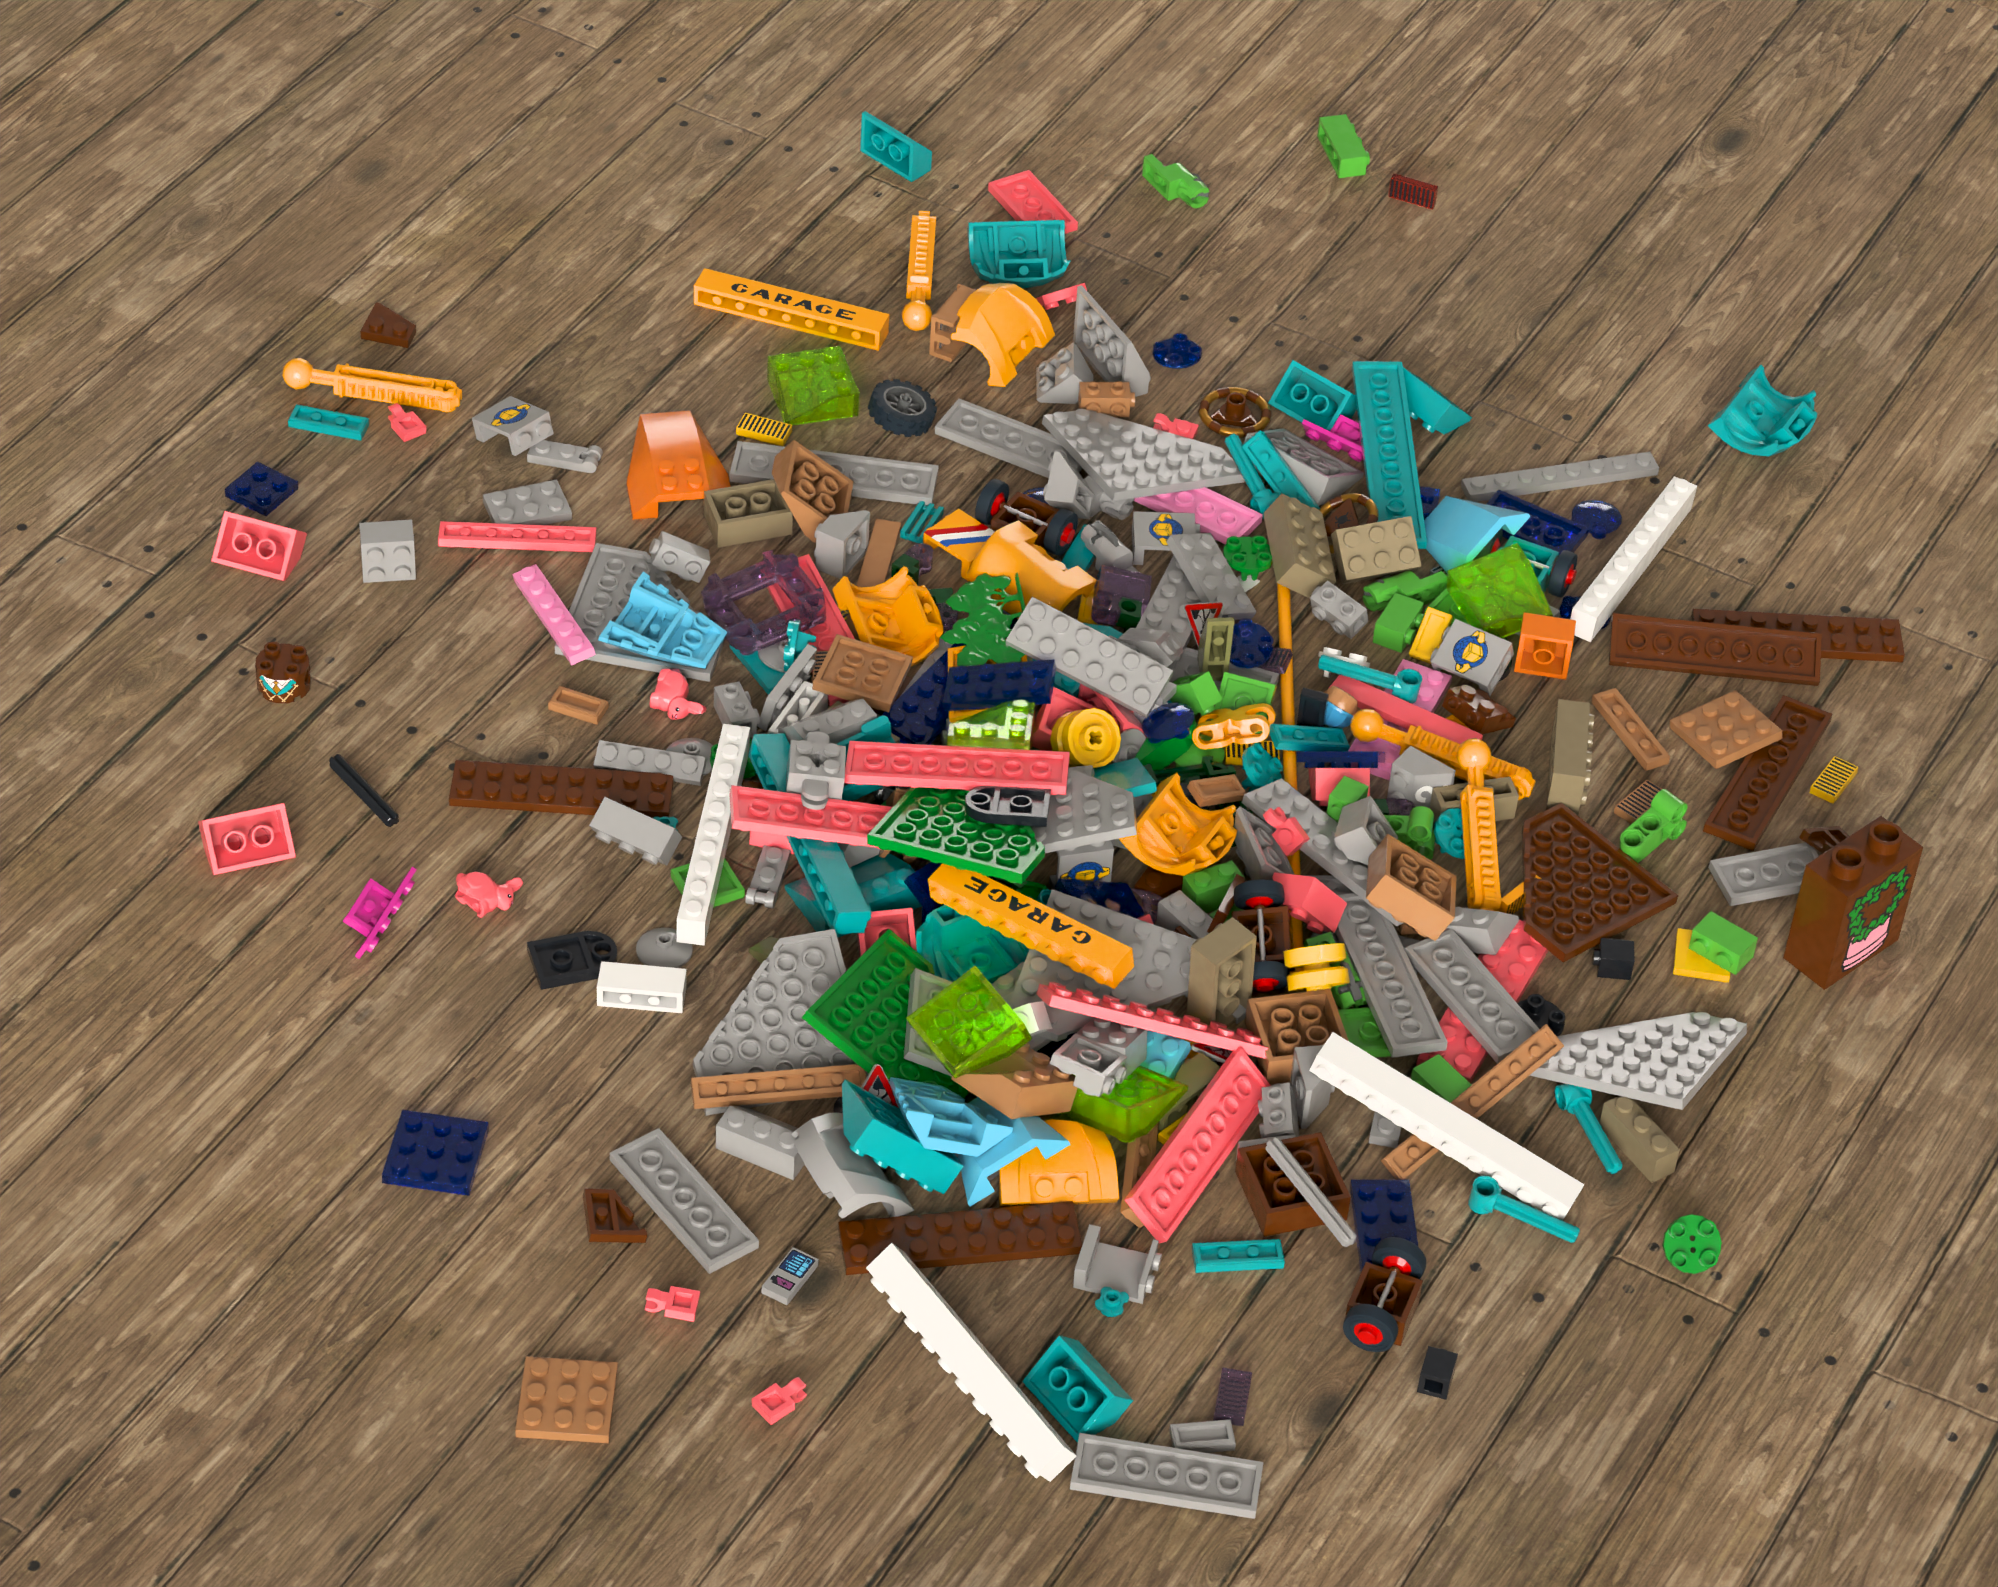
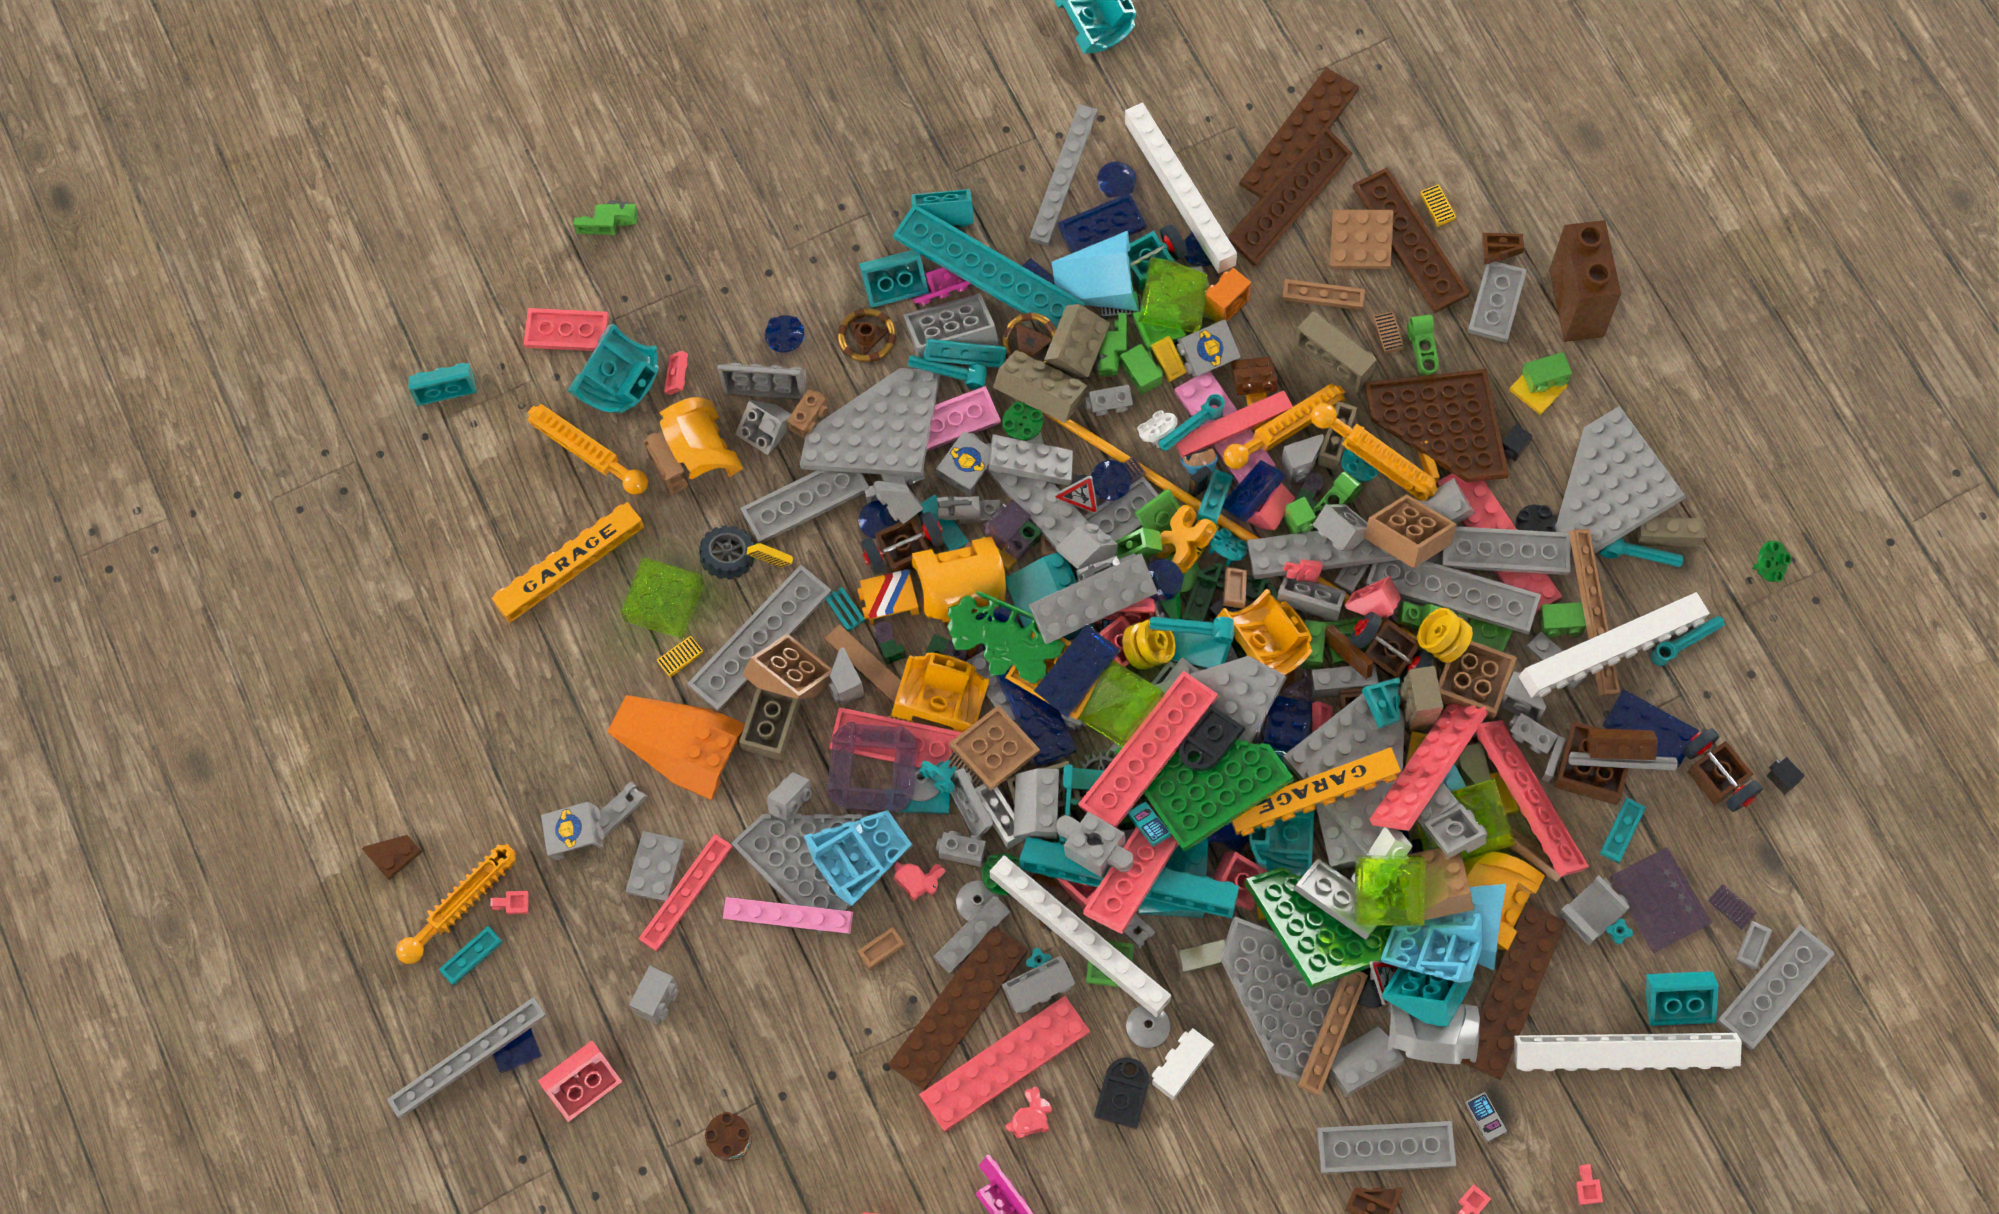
camera: 50 degrees left, 25 degrees up
(220, 454) = (466, 1057): none -> light grey plate
(364, 790) = (877, 1143): black axle -> none
(530, 851) = (1004, 1063): none -> coral plate
(875, 807) = (1149, 824): none -> tile
(925, 433) = (769, 555): none -> yellow tile
(1143, 766) = (1220, 630): none -> teal axle
(1177, 427) = (860, 384): coral plate -> none
(1178, 951) = (1383, 702): none -> teal wing
(1183, 1326) = (1661, 900): none -> clear purple plate
(1216, 647) = (1115, 507): olive slope -> none
(1326, 1172) = (1622, 744): none -> reddish brown brick
(1343, 146) = (644, 85): bright green brick -> none
(1413, 191) = (724, 72): clear red tile -> none

